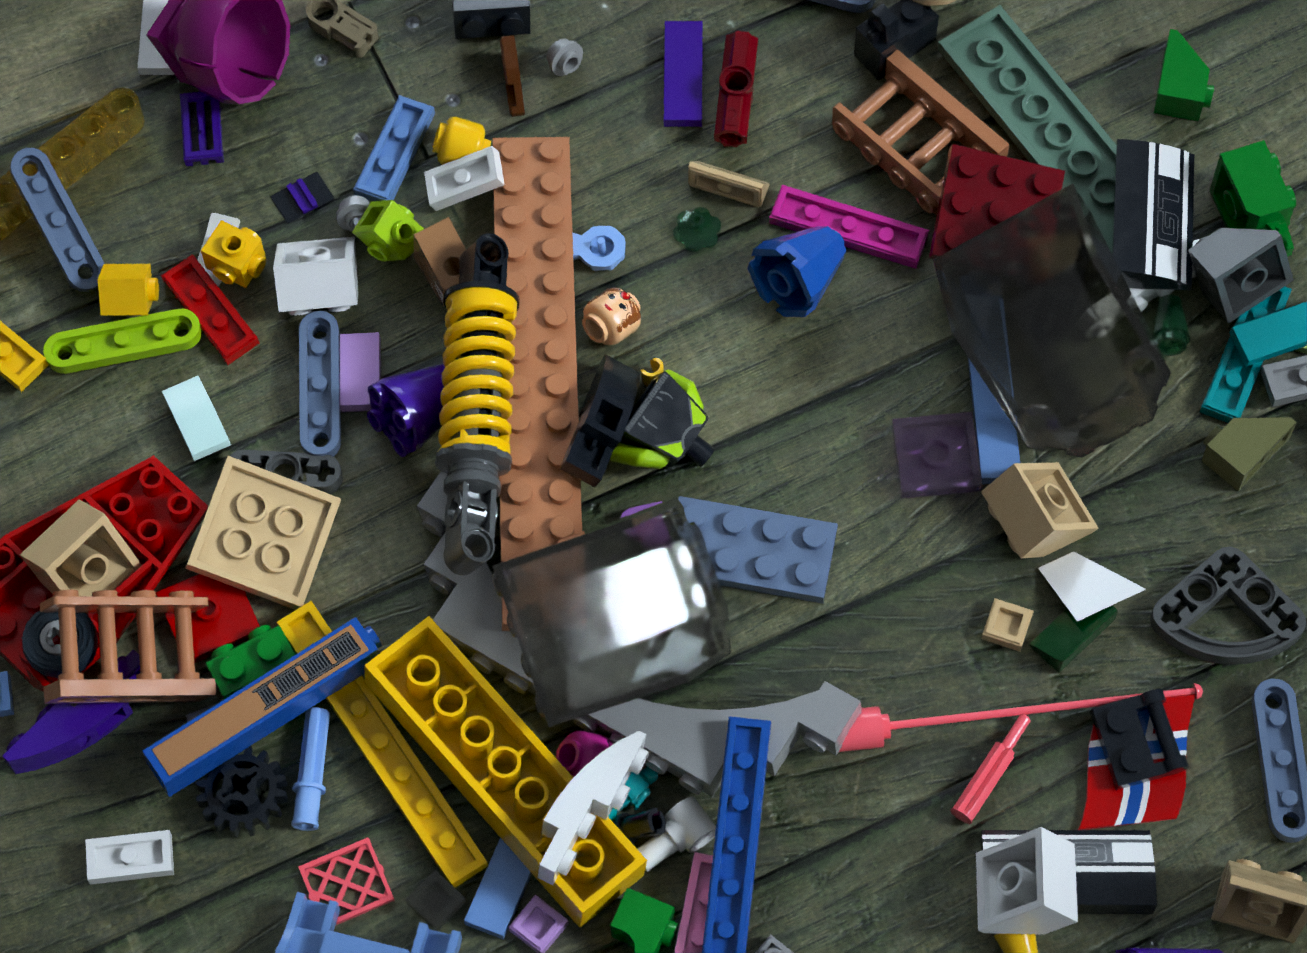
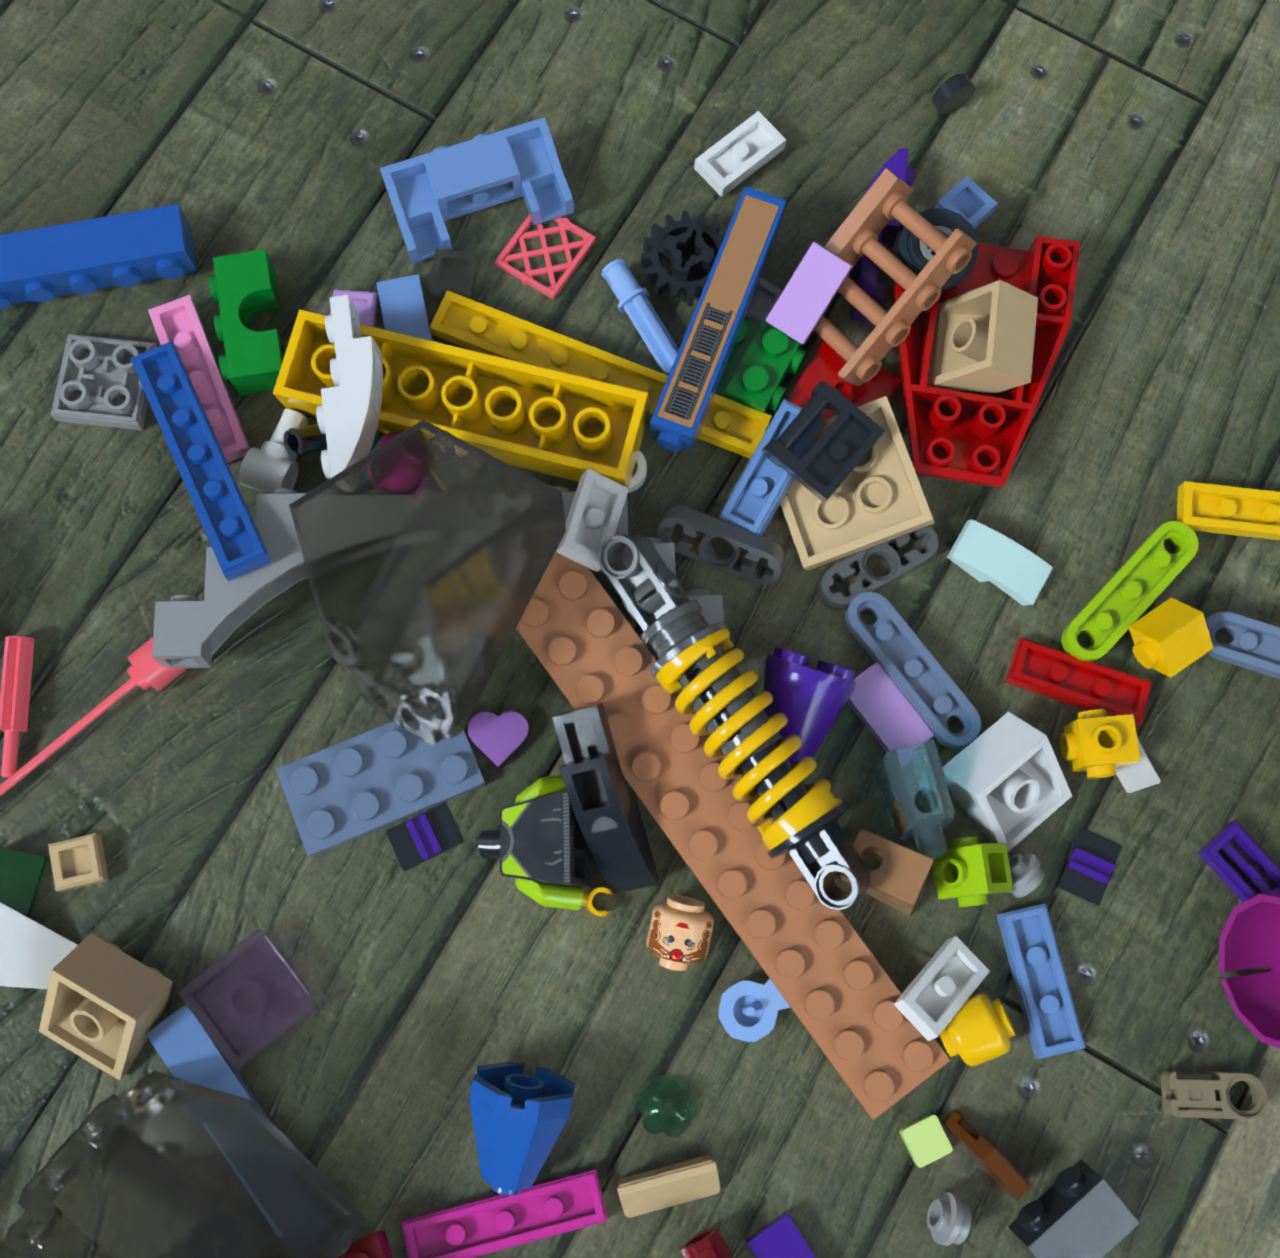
camera: 140 degrees right, 10 degrees up
(181, 673) = (809, 292): none -> lavender tile
(259, 544) = (834, 452): none -> black plate
(309, 579) = (762, 482): none -> medium blue tile
(388, 293) = (914, 778): none -> clear light blue torso
(388, 552) = (738, 538): none -> dark grey beam
(468, 604) = (592, 518): none -> white plate
(543, 109) = (926, 1140): none -> yellowish green piece
(747, 492) = (424, 837): none -> black piece

